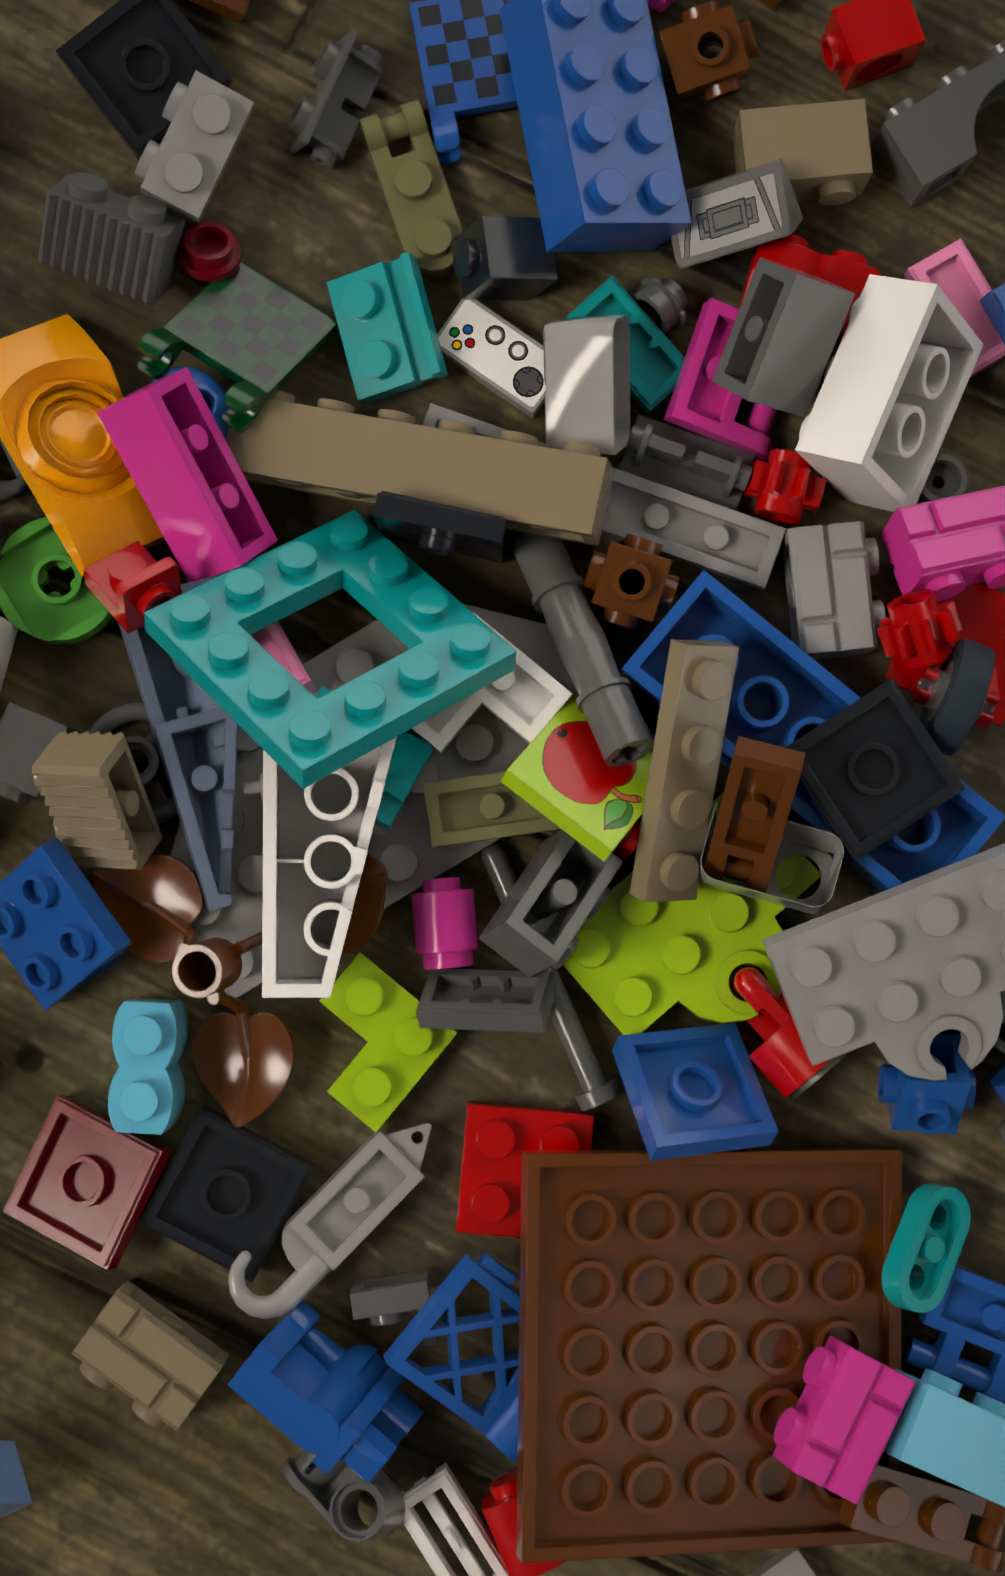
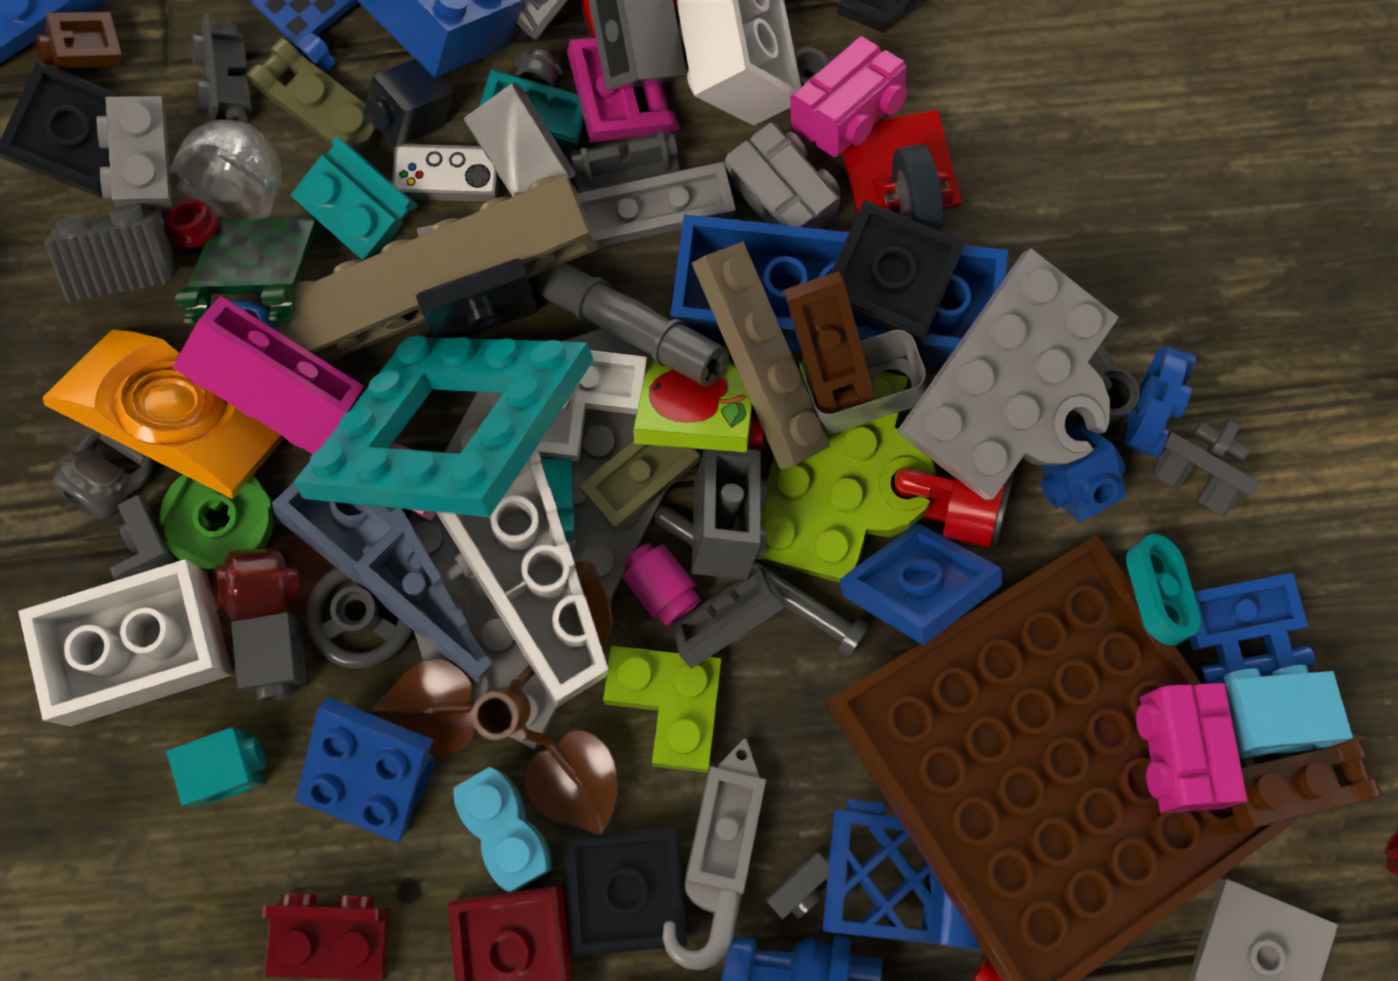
camera: 30 degrees left, 10 degrees down
(54, 676) = (254, 584): none -> clear red head
(97, 800) = (342, 650): dark tan brick -> none
(132, 584) = (270, 478): red bracket -> none
(283, 217) = (229, 168): none -> clear cylinder
(493, 1158) = (814, 738): red plate -> none
(658, 584) = (635, 279): reddish brown brick -> none
(784, 487) = (704, 134): red gear -> none
(919, 629) = (861, 164): red gear -> none

